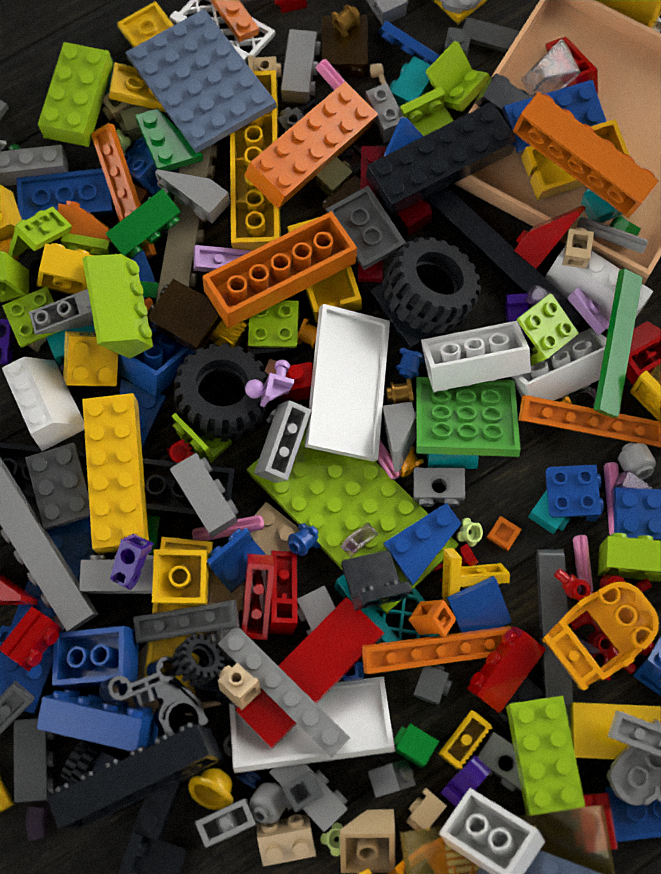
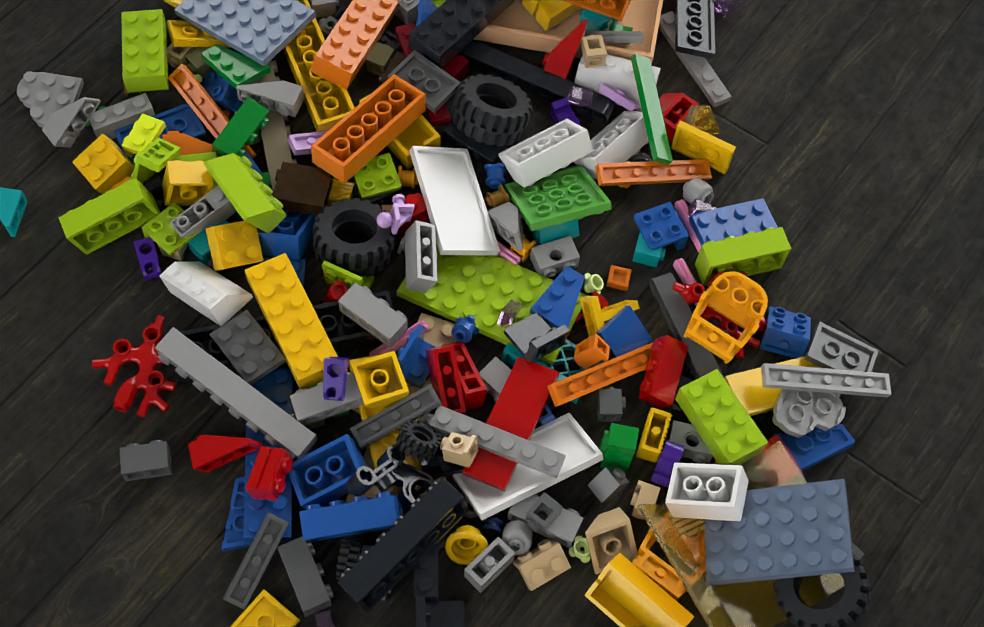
camera: 30 degrees left, 10 degrees down
(41, 195) = (144, 132): none -> neon yellow bracket
(546, 328) = (593, 114): lime bracket -> none

